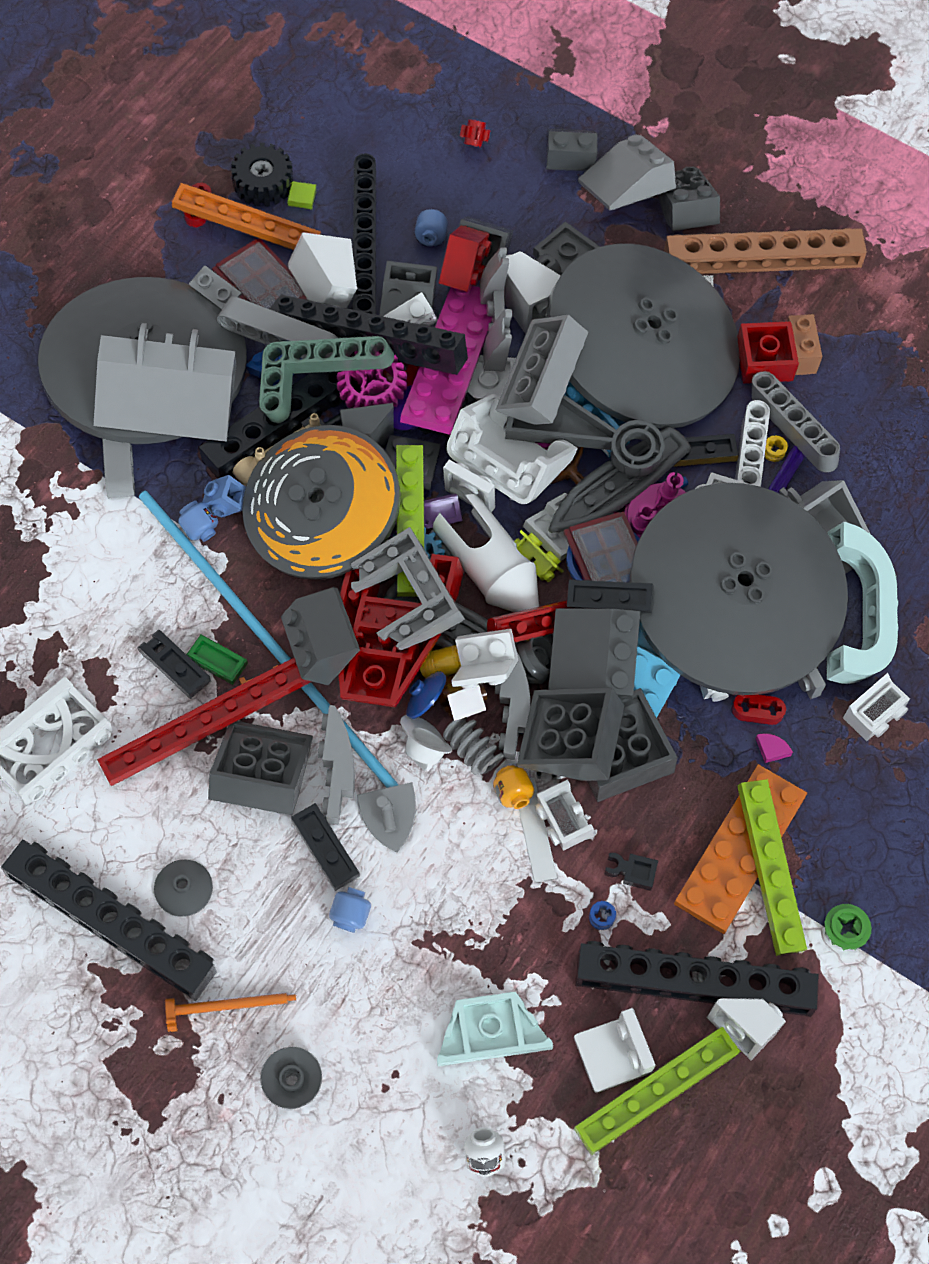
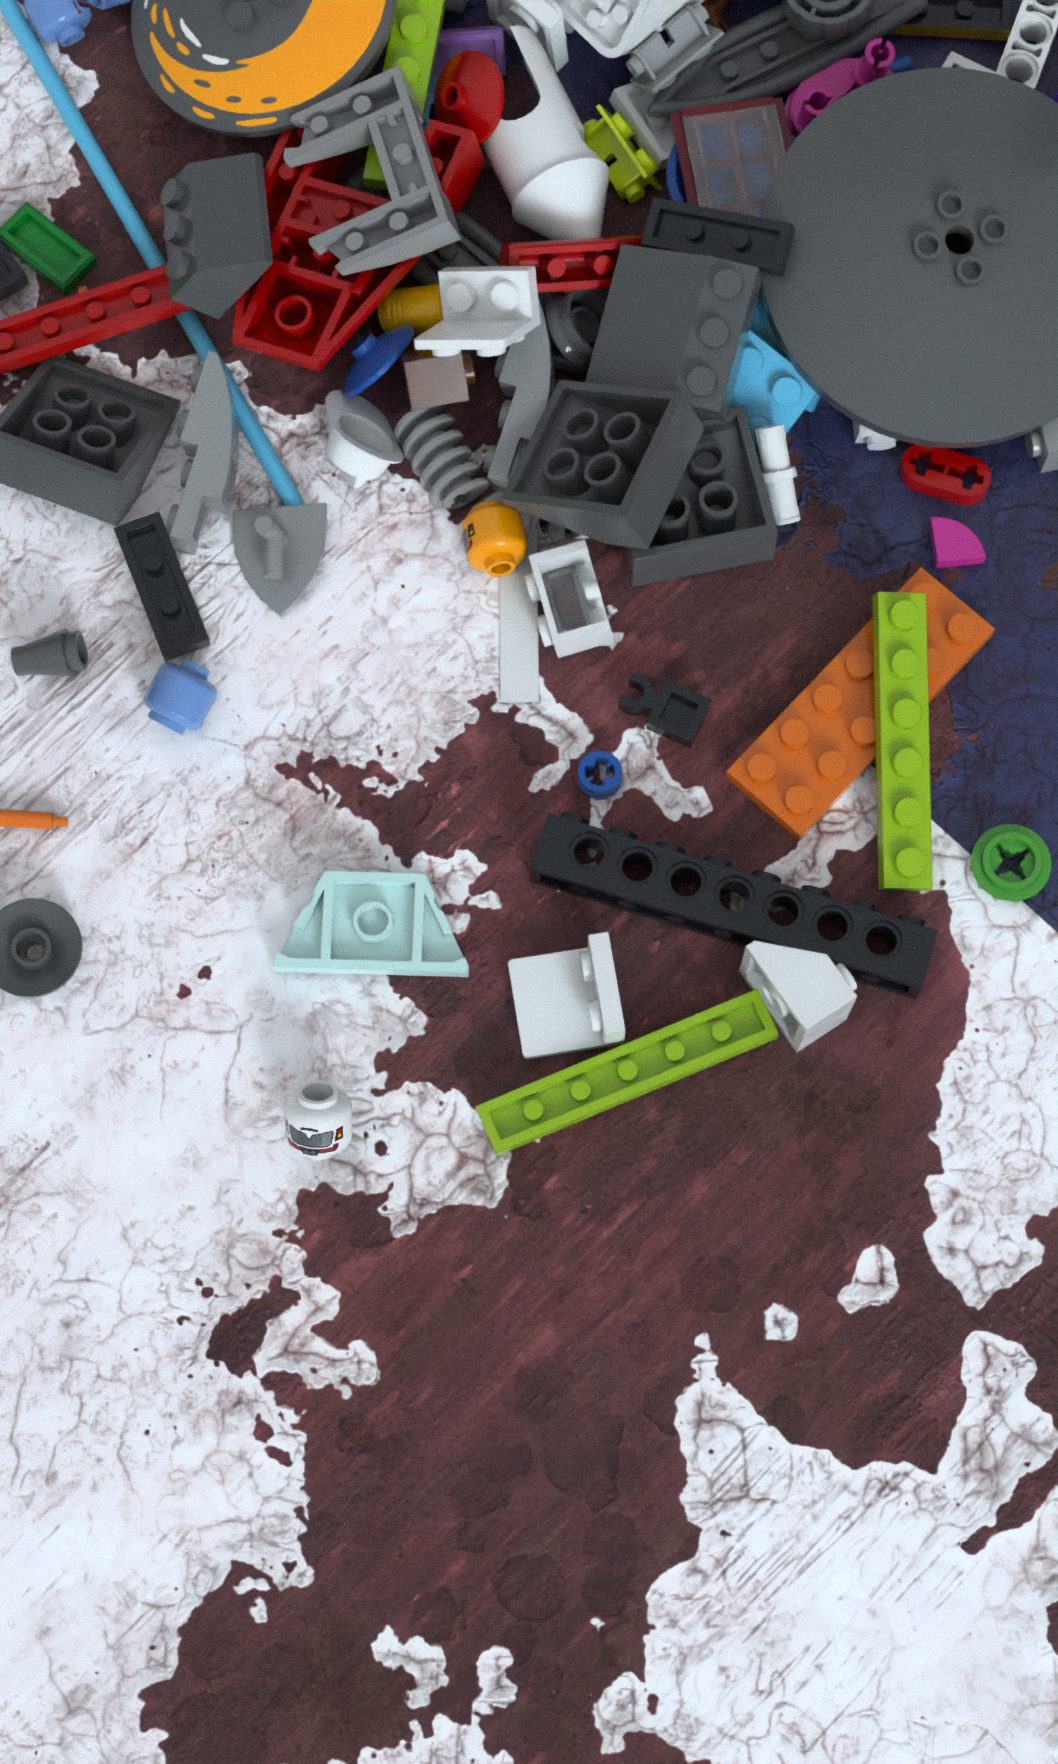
camera: 15 degrees right, 10 degrees up
(268, 898) = (52, 655): none -> dark grey cone
(456, 534) = (470, 93): none -> red dish
(551, 502) = (658, 63): none -> light grey hinge
(668, 723) = (778, 473): none -> white pin

